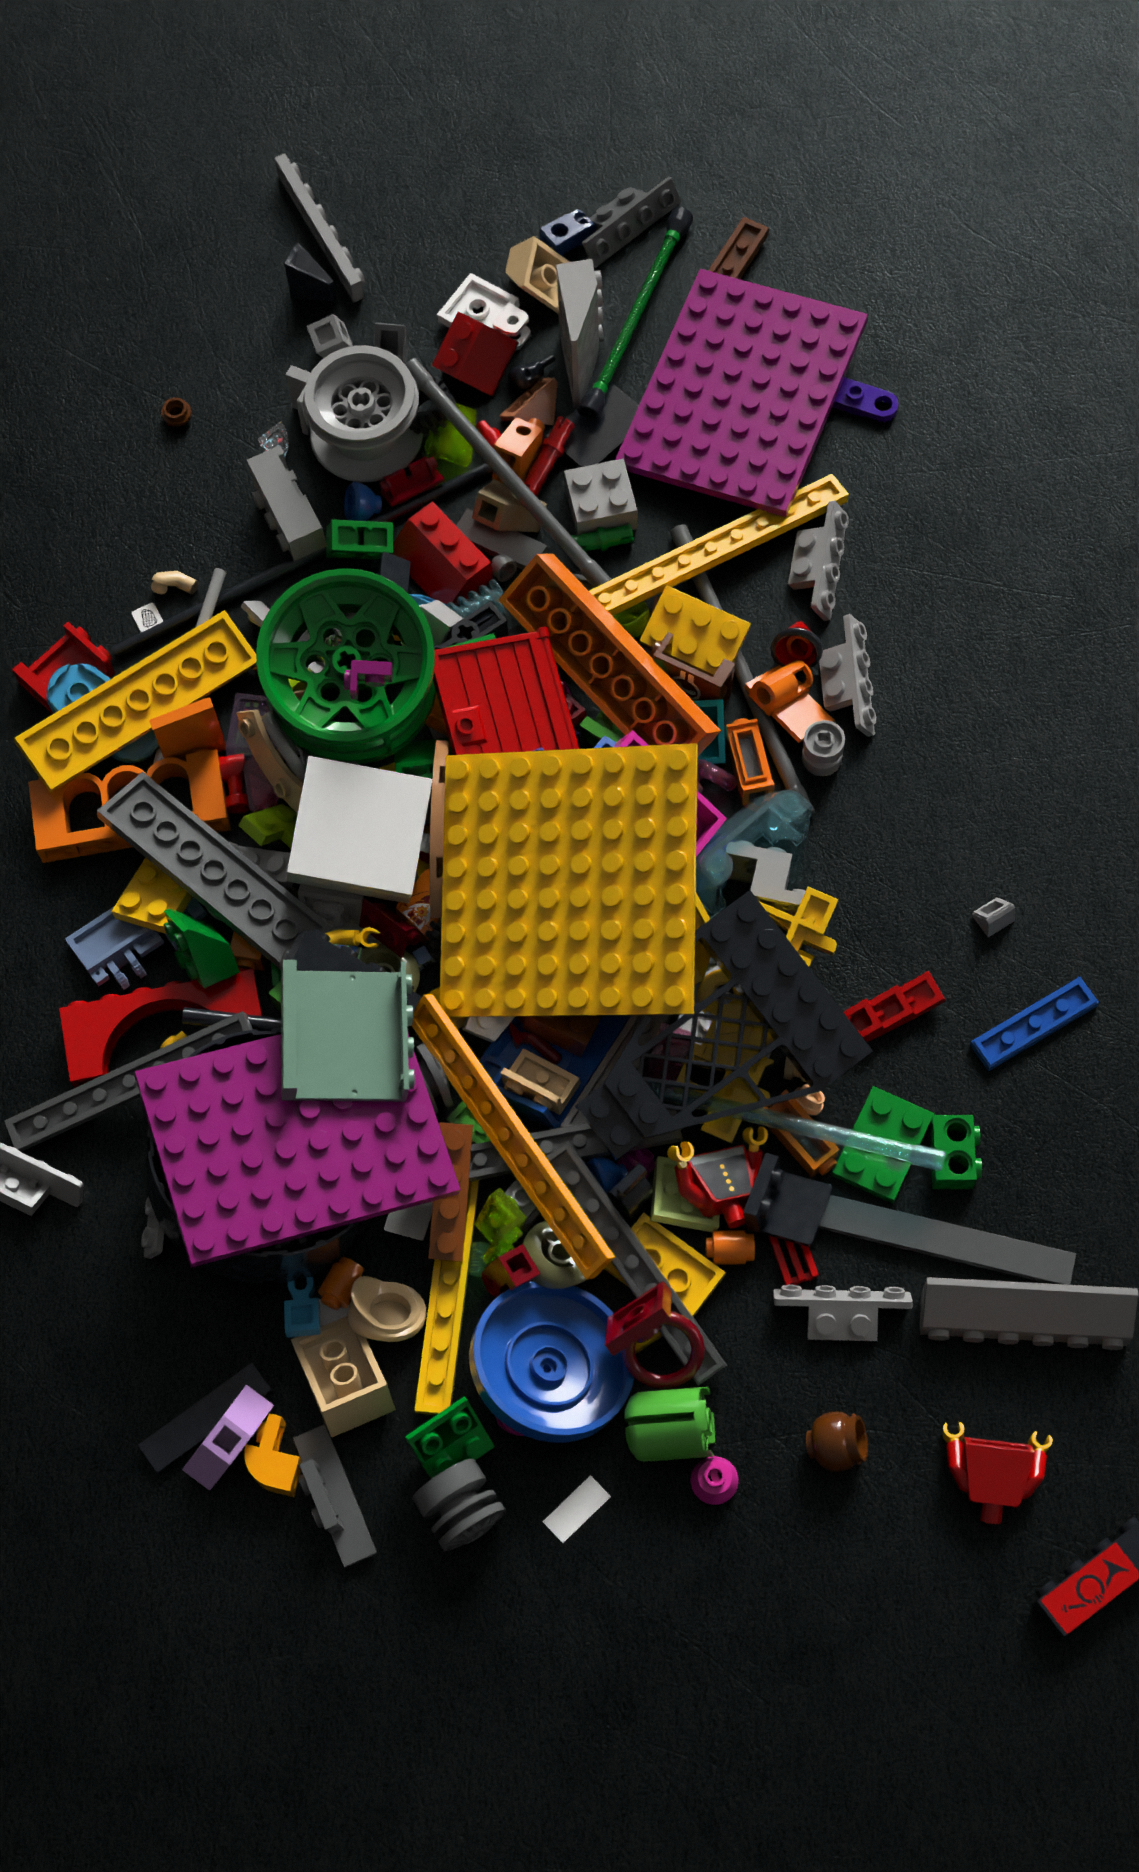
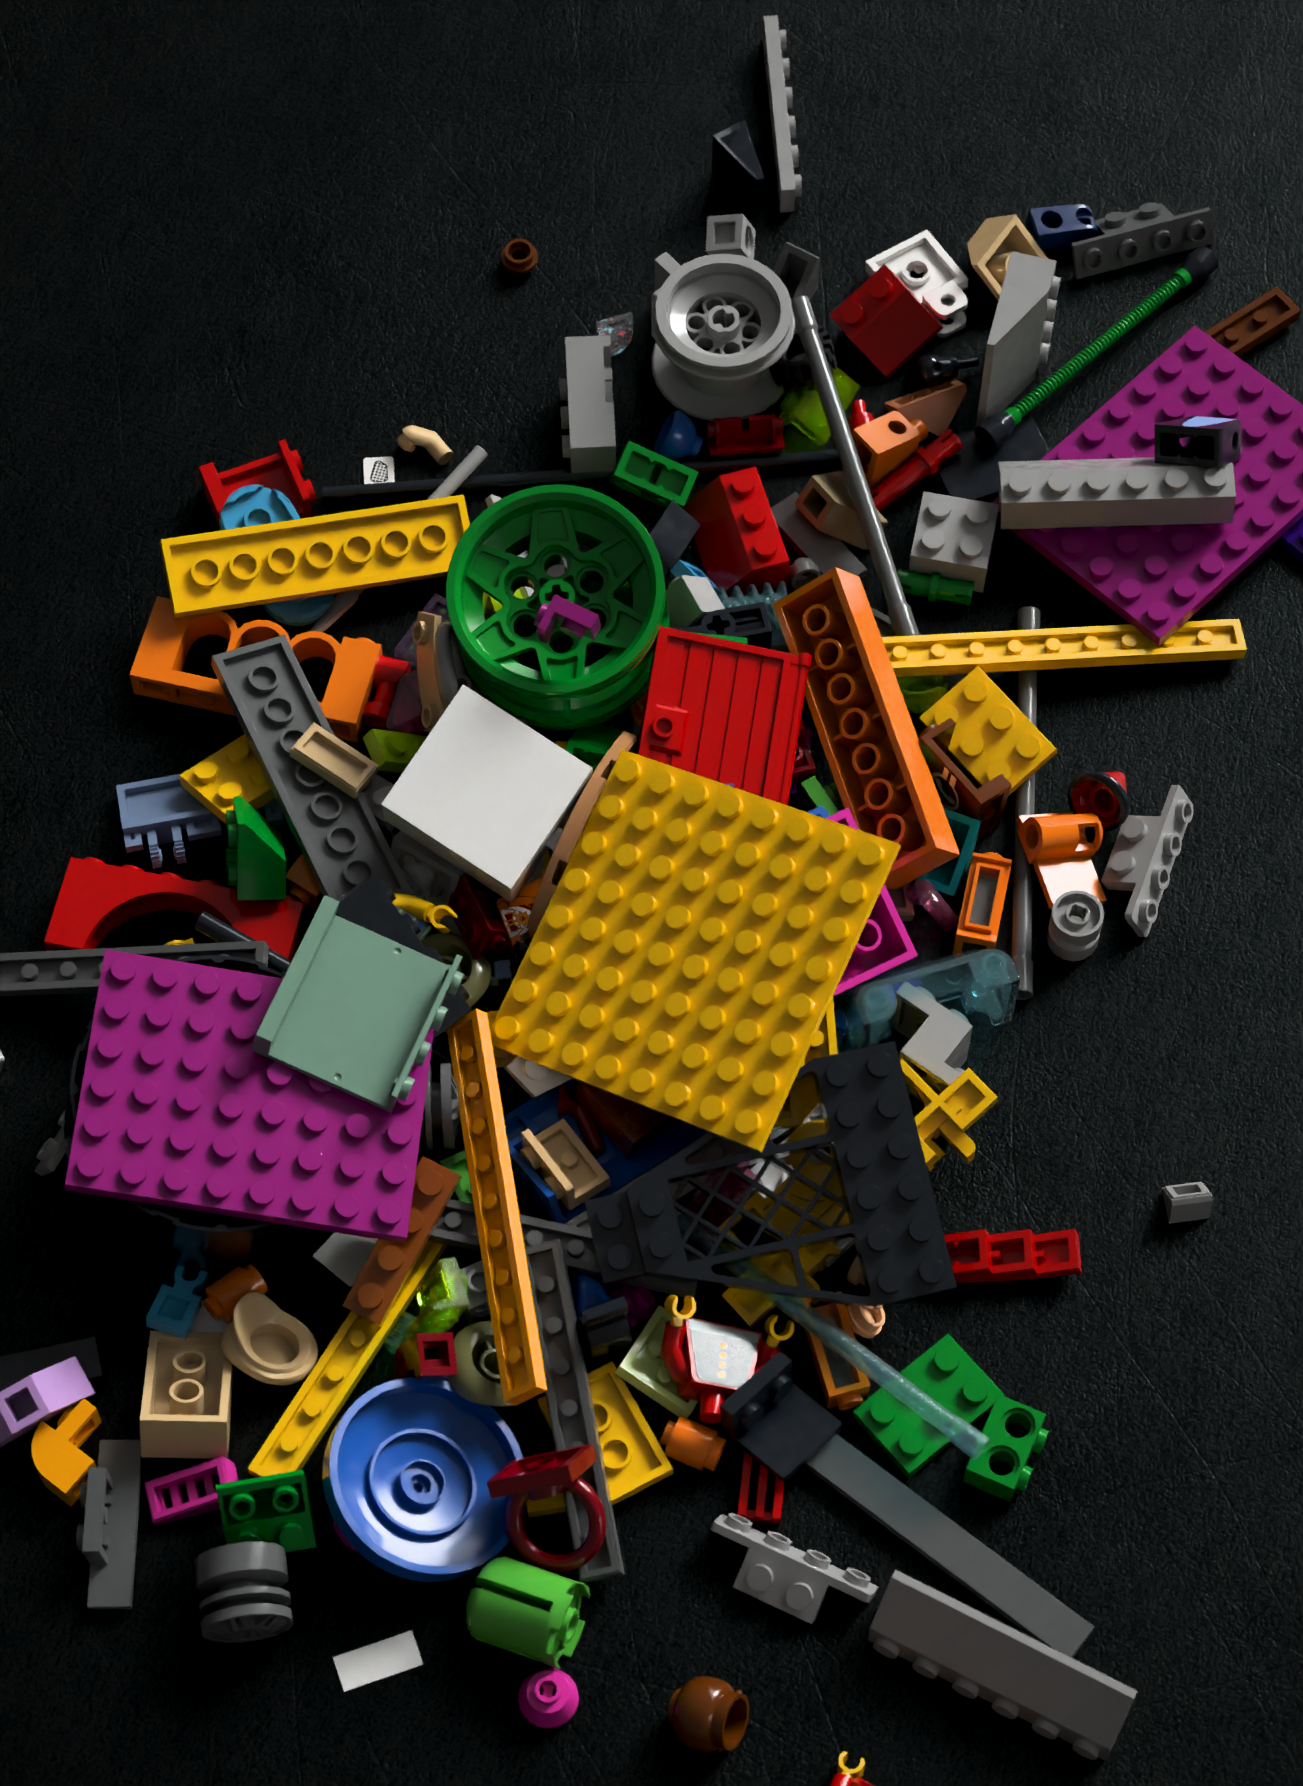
camera: 20 degrees right, 5 degrees down
(188, 730) = (356, 609): orange tile -> none
(227, 852) = (334, 760): none -> tan tile
(384, 1426) = (197, 1505): none -> dark pink slope
(705, 414) = (1112, 493): none -> light grey slope
(756, 353) = (1210, 442): none -> black torso
(818, 560) = (1177, 711): light grey bracket -> none
(1034, 1023) = (1174, 1344): blue tile -> none

